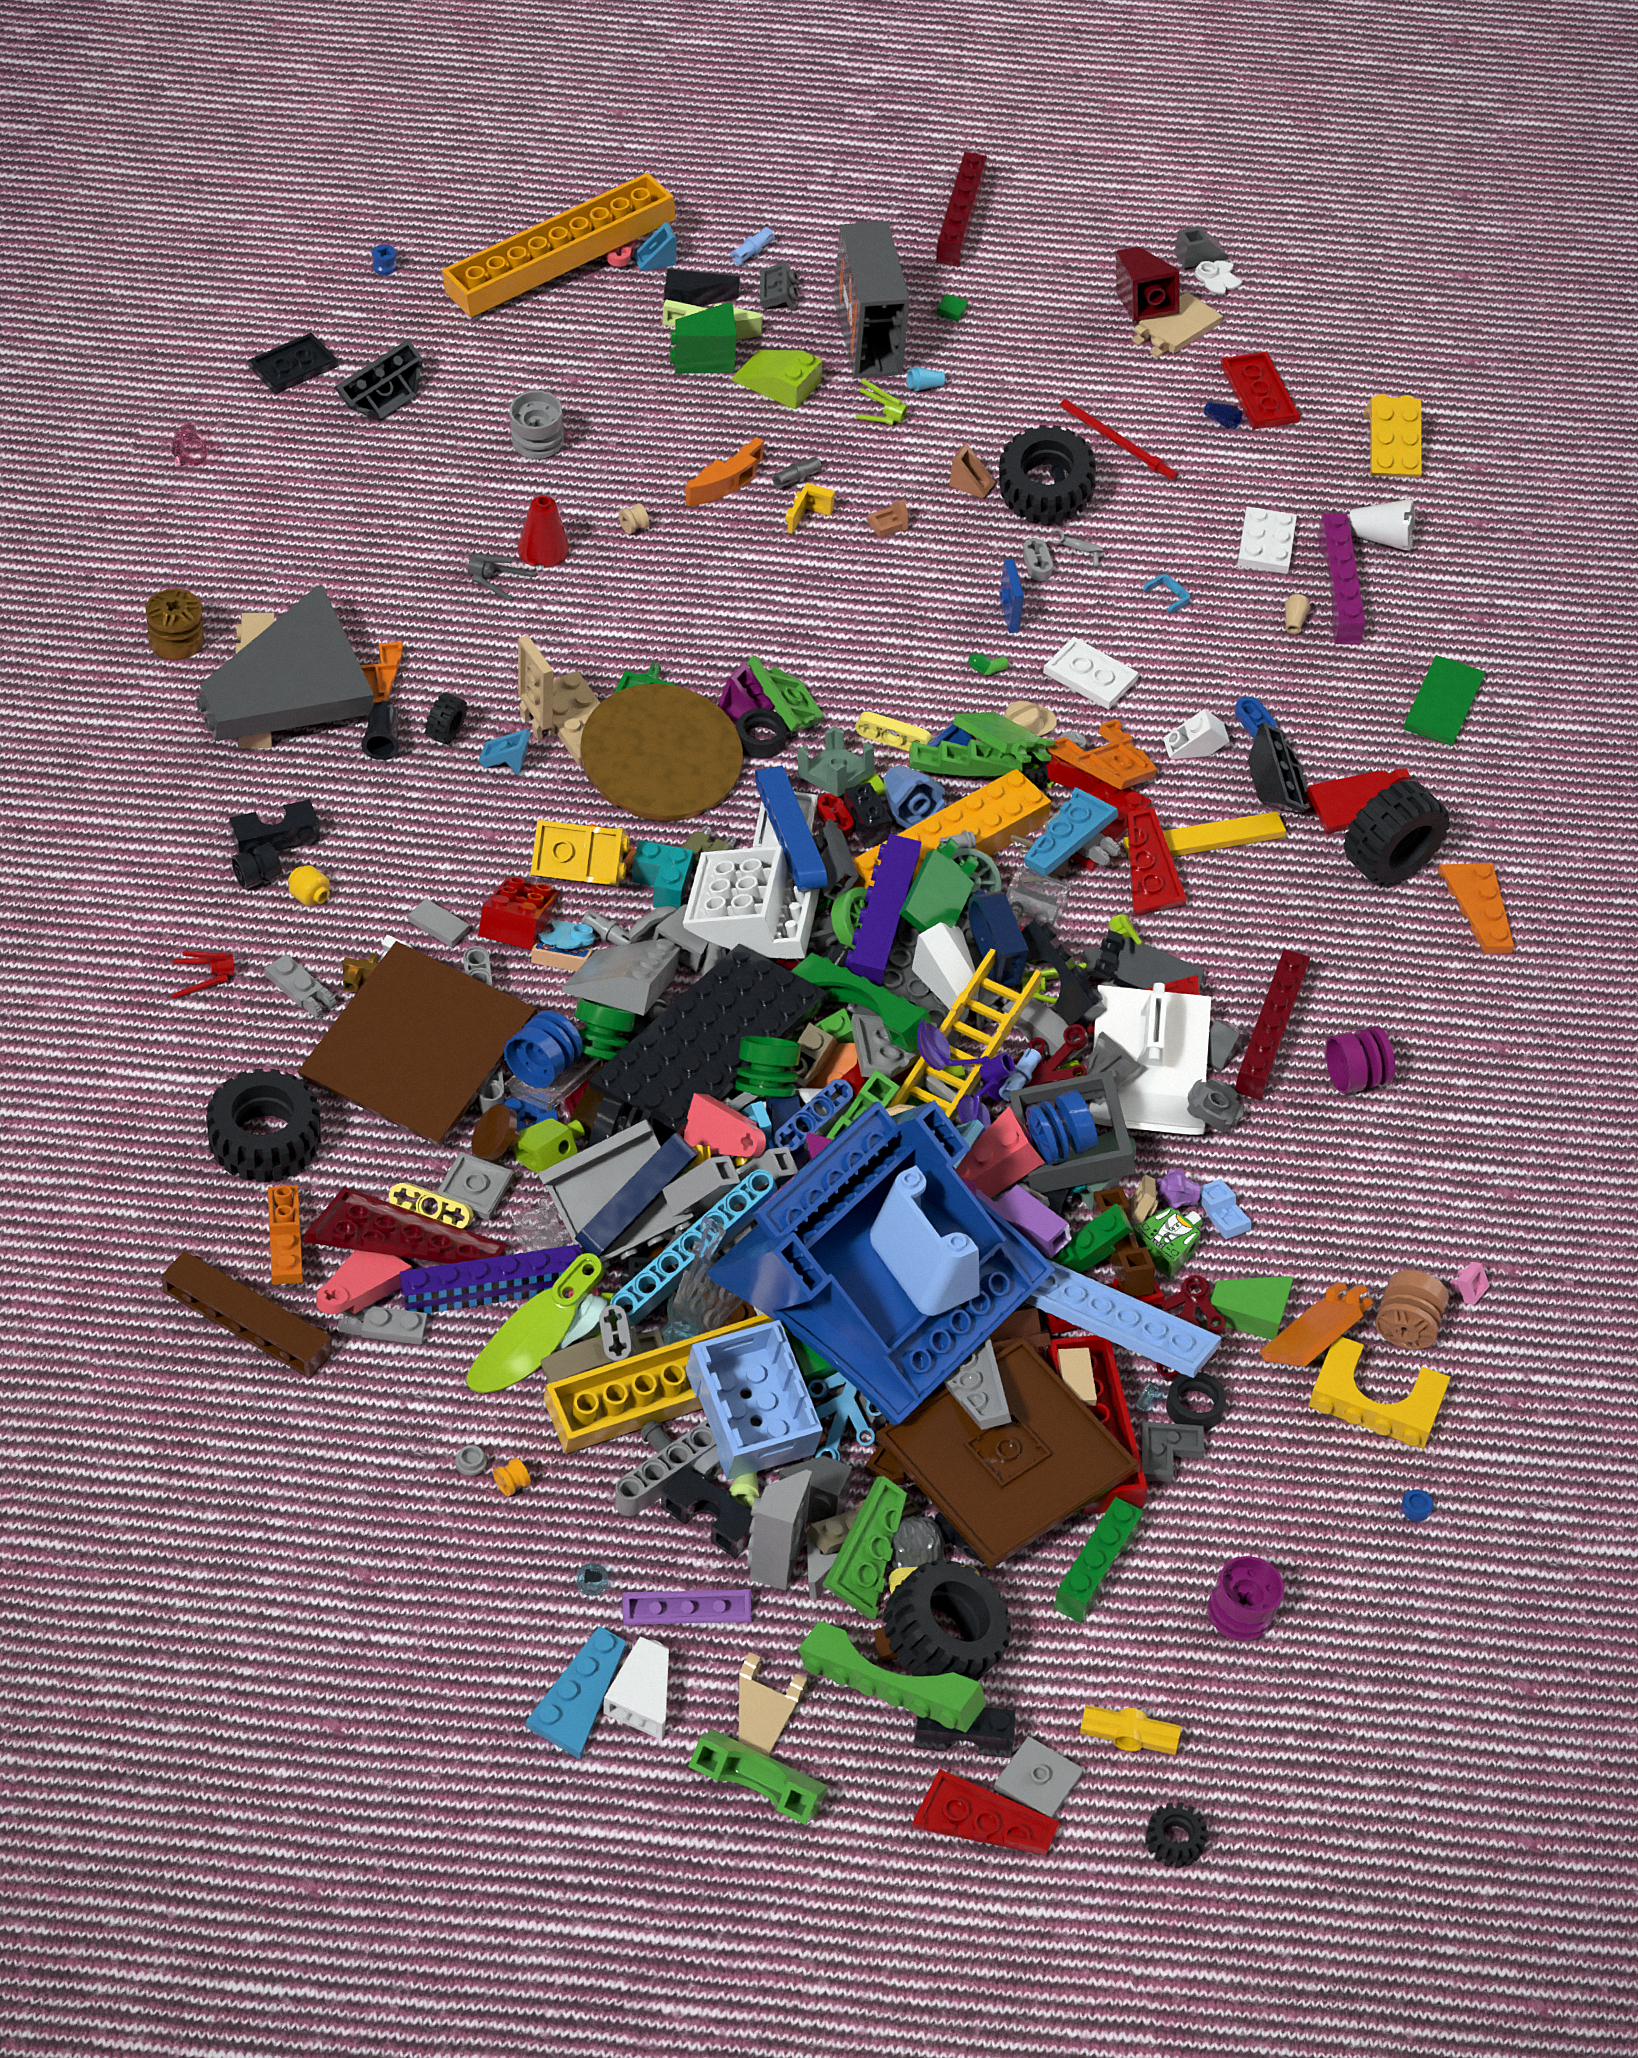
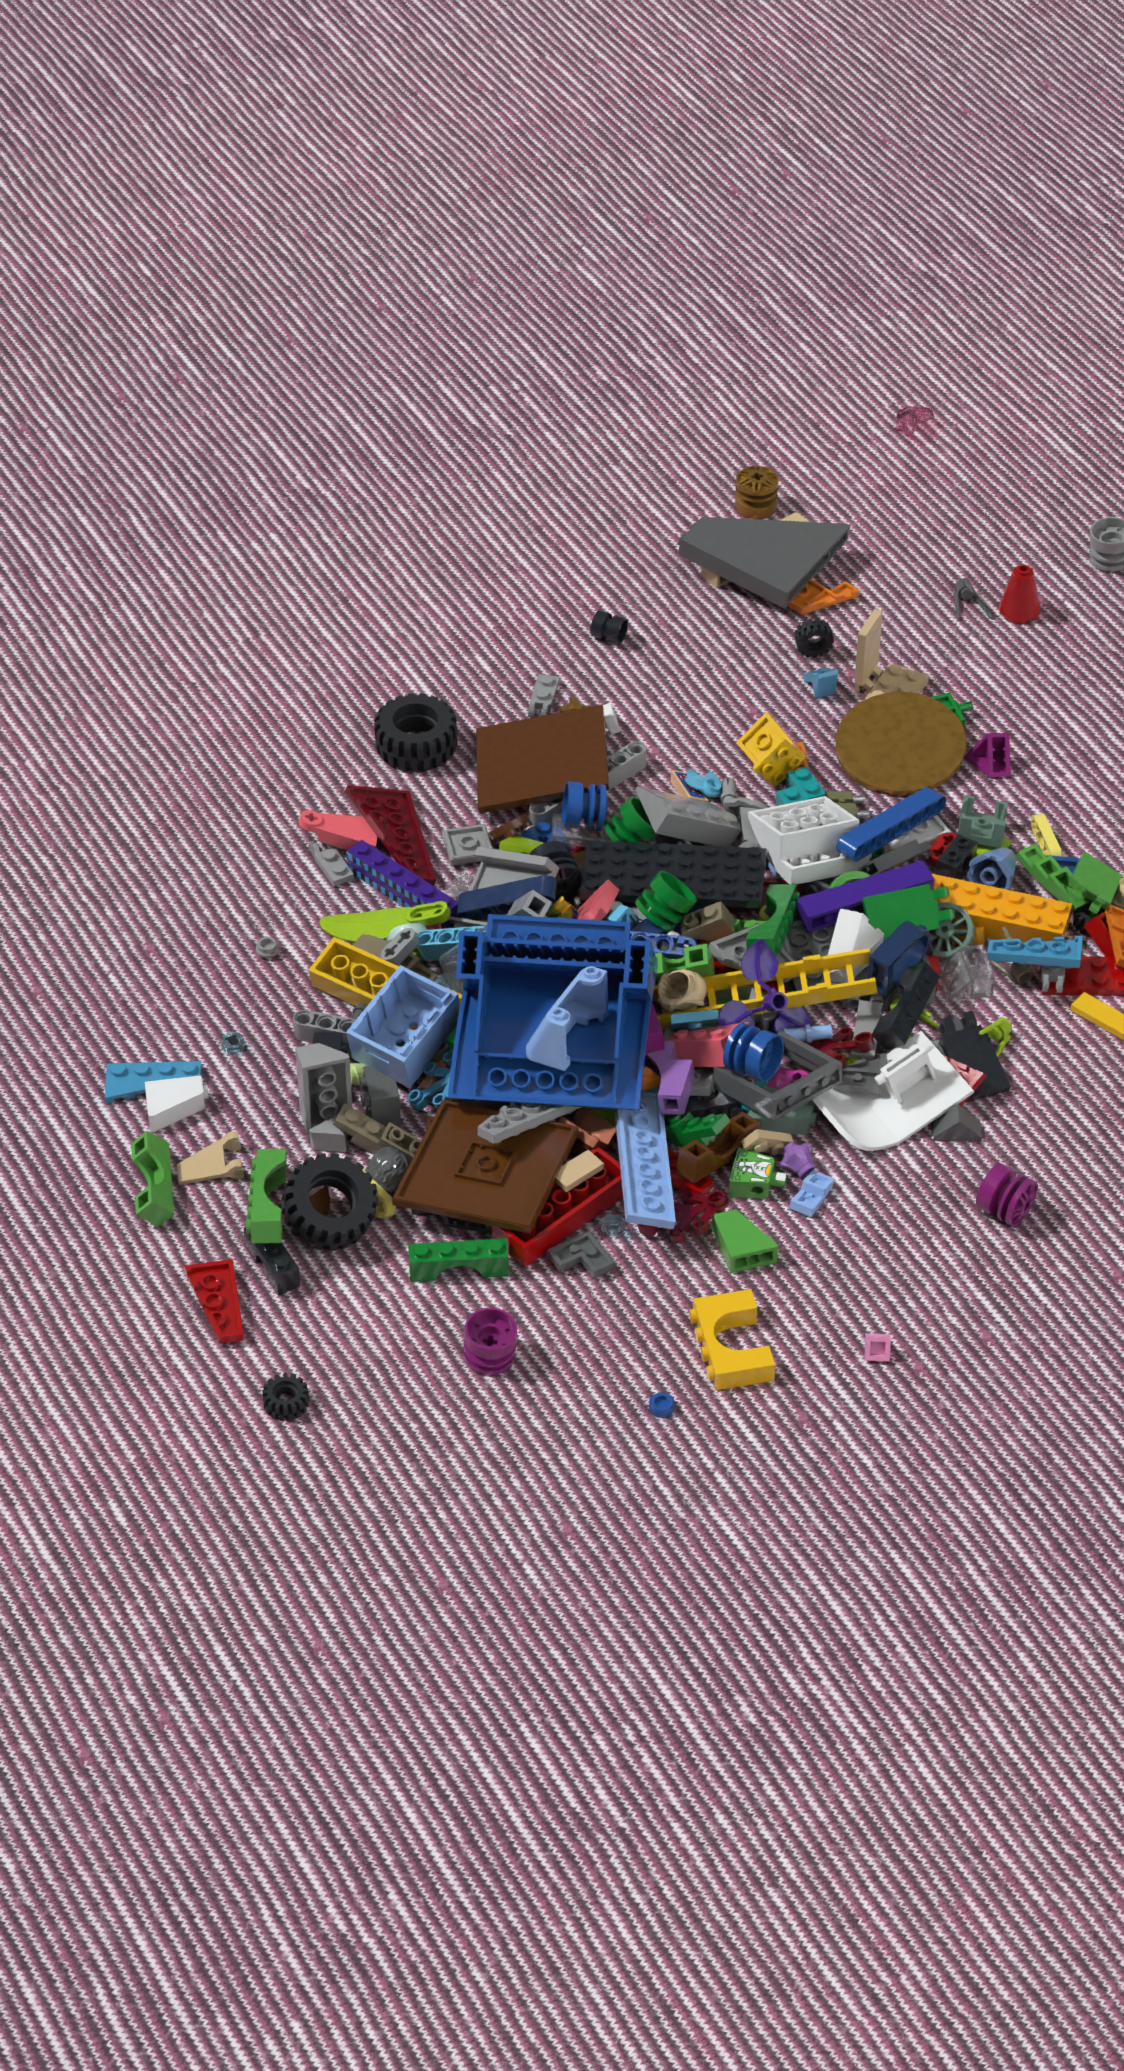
camera: 60 degrees right, 5 degrees down
(219, 964) = (519, 654): red plant -> none
(247, 1314) = (278, 802): reddish brown brick -> none
(285, 1235) = (334, 793): orange slope -> none
(293, 363) = (1041, 425): black tile -> none
(297, 829) = (660, 628): black arch -> none
(309, 885) = (620, 657): yellow head -> none
(382, 732) = (776, 619): black plant -> none
(384, 382) = (1063, 465): black wedge -> none
(414, 1190) = (435, 851): light yellow beam -> none
(439, 923) = (655, 726): light grey tile -> none
(511, 1476) = (269, 969): light orange wheel -> none
(517, 912) = (698, 750): red slope -> none
(633, 518) = (1089, 630): tan wheel -> none
(686, 1607) = (251, 1093): medium lavender slope -> none
(762, 718) = (973, 769): black tyre -> none
(787, 695) = (1013, 773): bright green wing -> none
(863, 1556) = (361, 1137): bright green wing -> none
(965, 839) = (969, 904): light grey pin -> none
(1038, 1778) = (271, 1313): light grey plate -> none
(1130, 1729) = (344, 1337): yellow piece -> none
(1152, 869) = (1070, 1014): red wing -> none
(1205, 1384) = (638, 1237): black tyre -> none
(1220, 1115) = (884, 1151): dark grey plate -> none
(1272, 1024) = (953, 1147): dark red arch -> none
(1318, 1326) = (753, 1280): orange tile -> none
(1412, 1309) = (812, 1318): nougat wheel -> none

